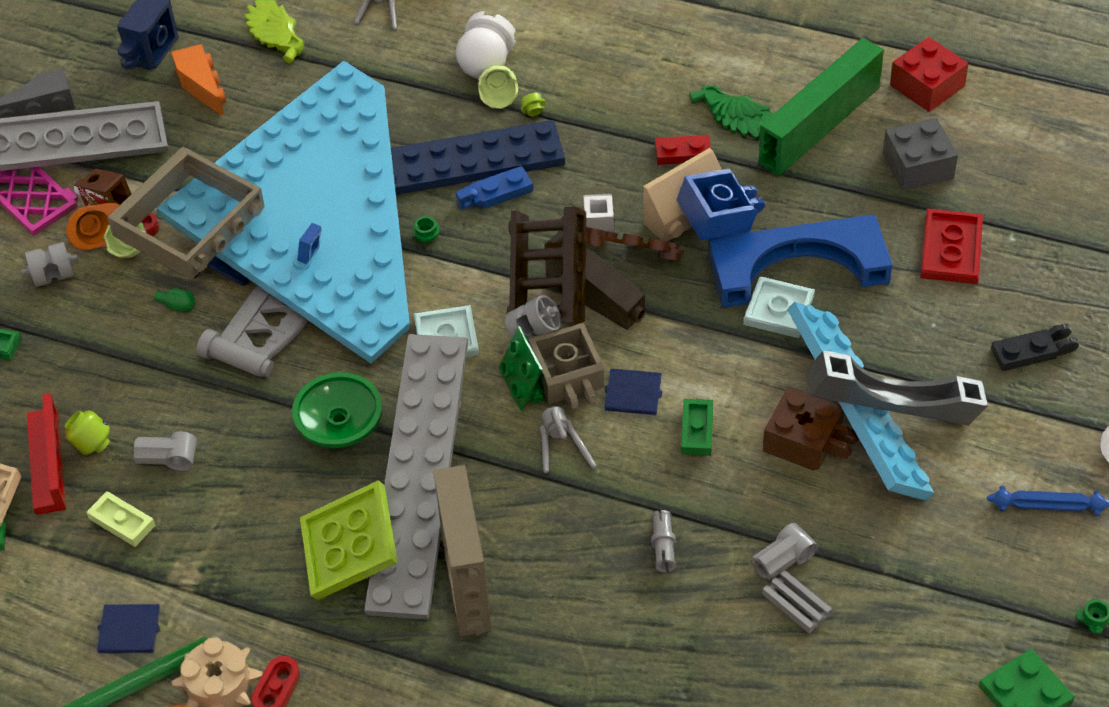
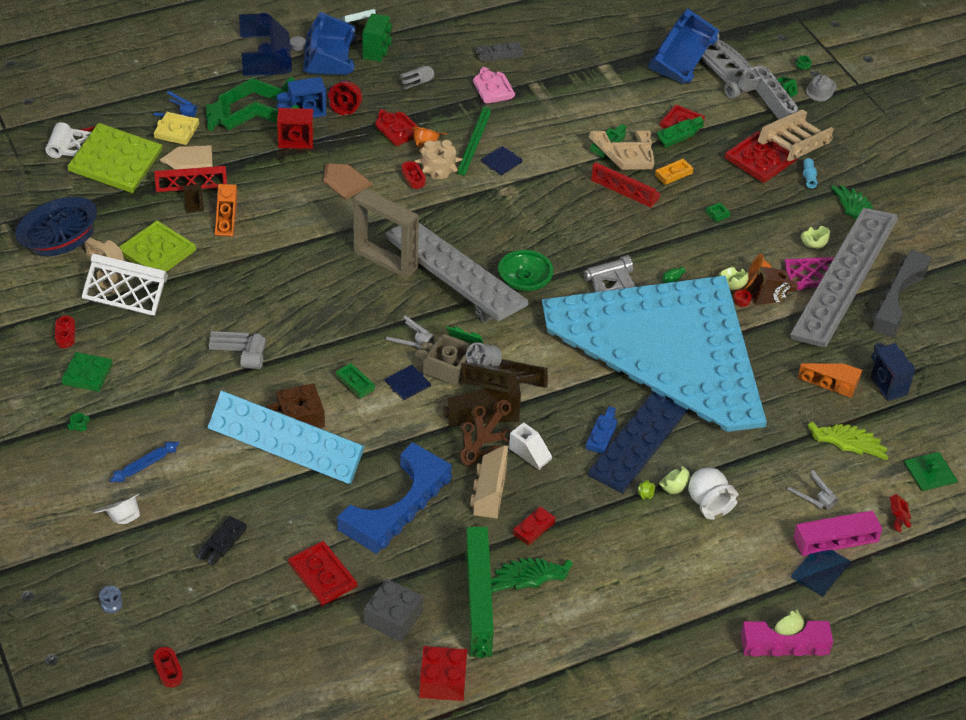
camera: 130 degrees right, 5 degrees down
(49, 264) = (748, 245): light grey wheel -> none
(87, 432) = (619, 197): lime head -> none
(121, 519) = (559, 185): yellowish green plate -> none
(160, 186) = (699, 248): dark tan window -> none
(174, 452) = (576, 219): light grey piece -> none
(309, 243) = (631, 307): blue tile -> none
(348, 540) = (450, 228): lime plate -> none
(425, 229) = (607, 385): green plate -> none
(451, 323) = (529, 346): light aqua tile -> none
(663, 541) = (315, 323): light grey pin -> none
(718, 204) = (459, 471): blue hinge -> none
(770, 304) = (381, 472): light aqua tile -> none
(843, 380) = (241, 458): dark grey arch -> none

